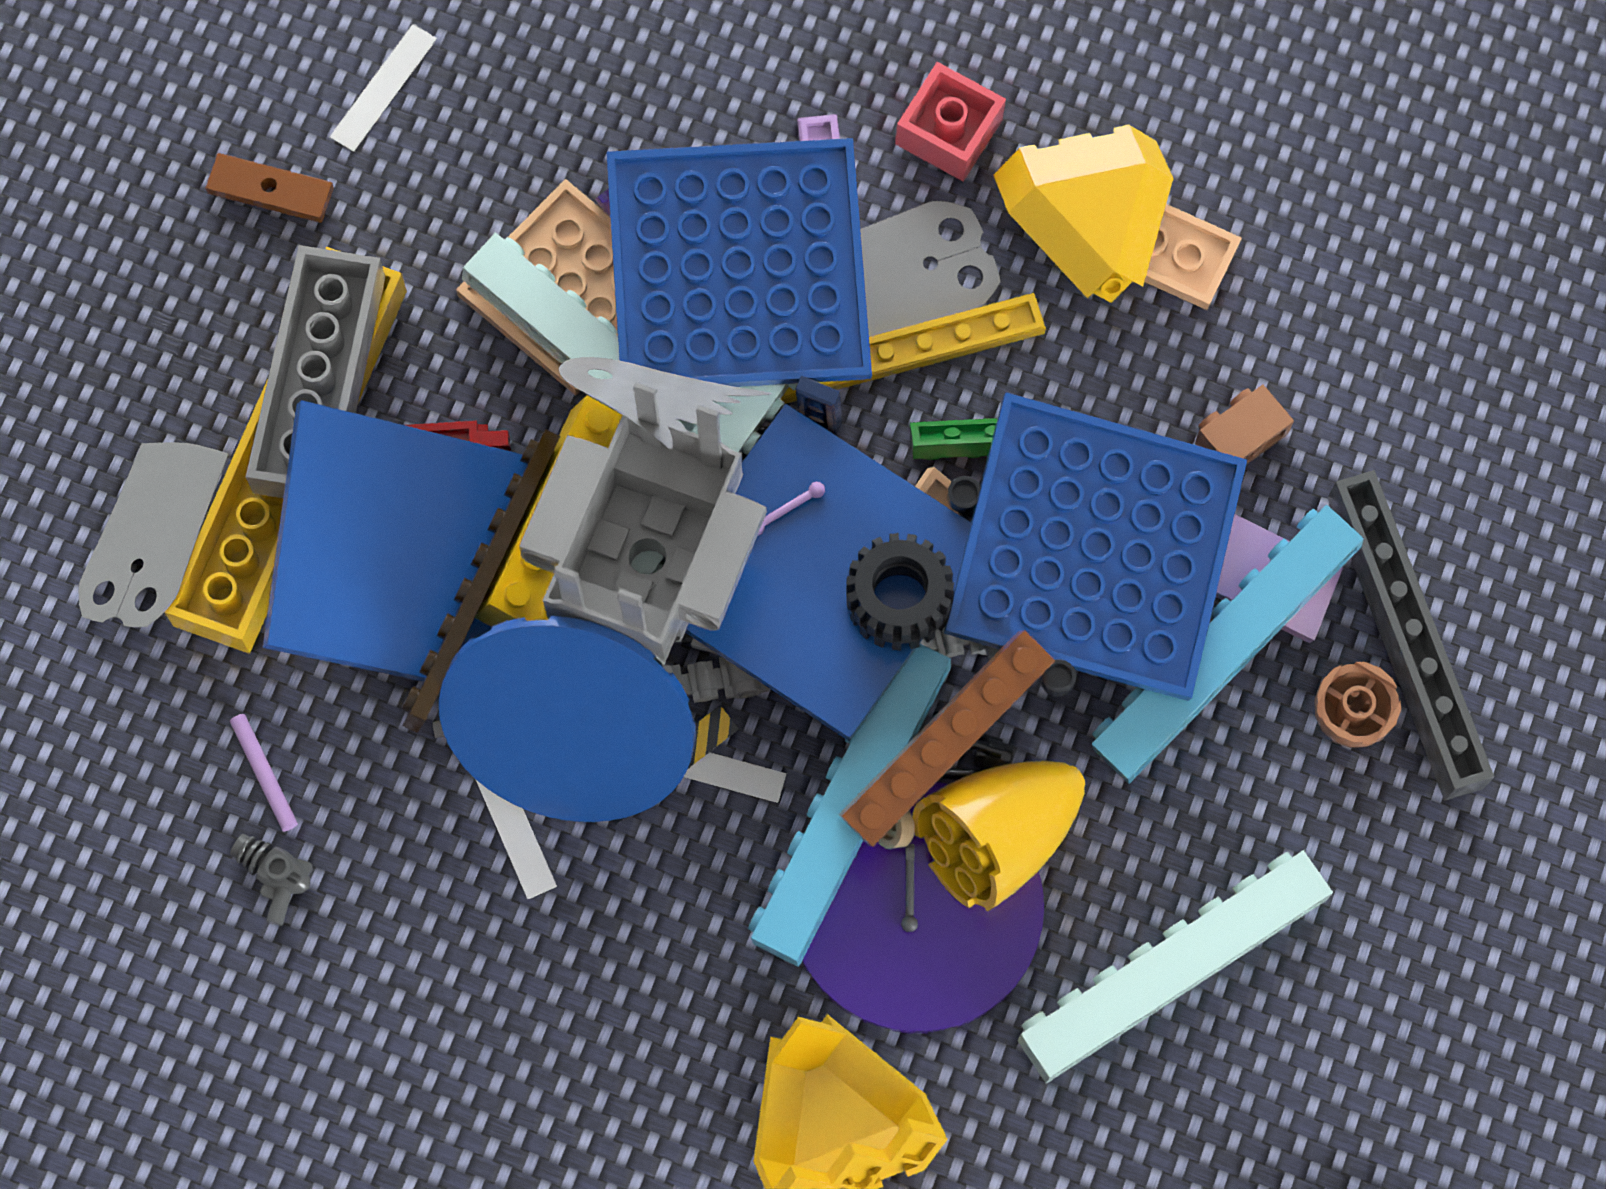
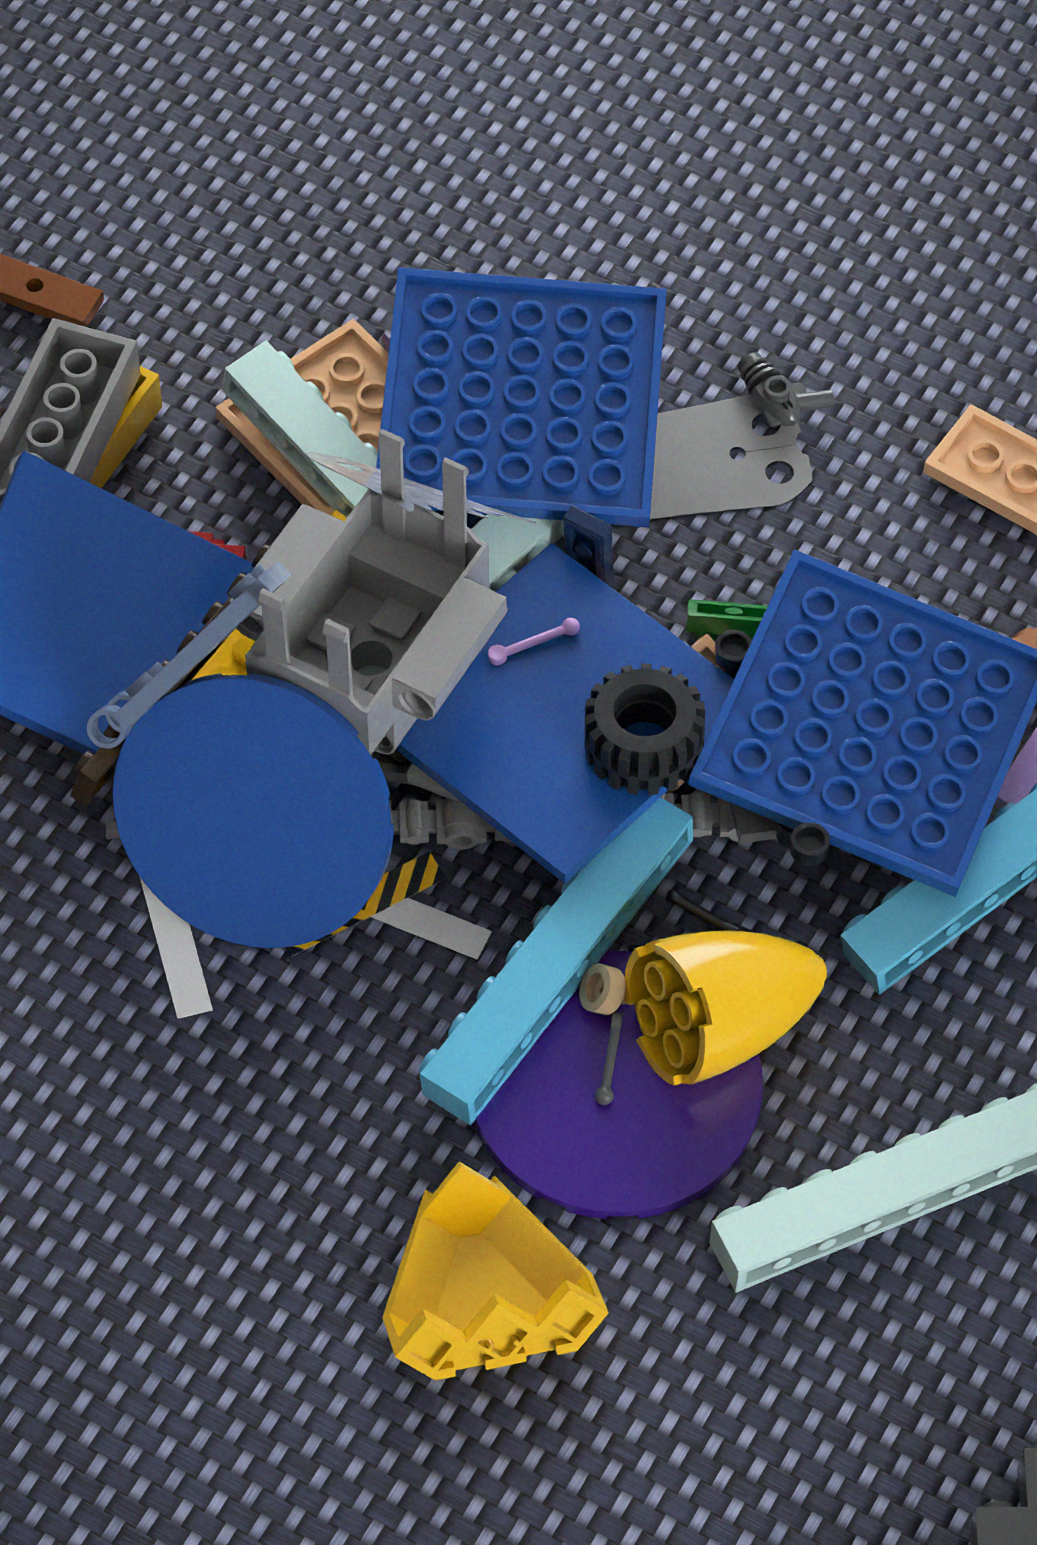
camera: 10 degrees right, 15 degrees down
(383, 87) = (175, 217): white sticker -> none
(477, 628) = (161, 680): none -> sand blue hinge
(946, 737) = (672, 883): dark orange brick -> none
(948, 338) = (734, 527): yellow tile -> none
(950, 121) = (780, 313): coral brick -> none
(955, 202) = (775, 395): none -> dark grey piece
(1091, 205) = (922, 410): yellow panel -> none

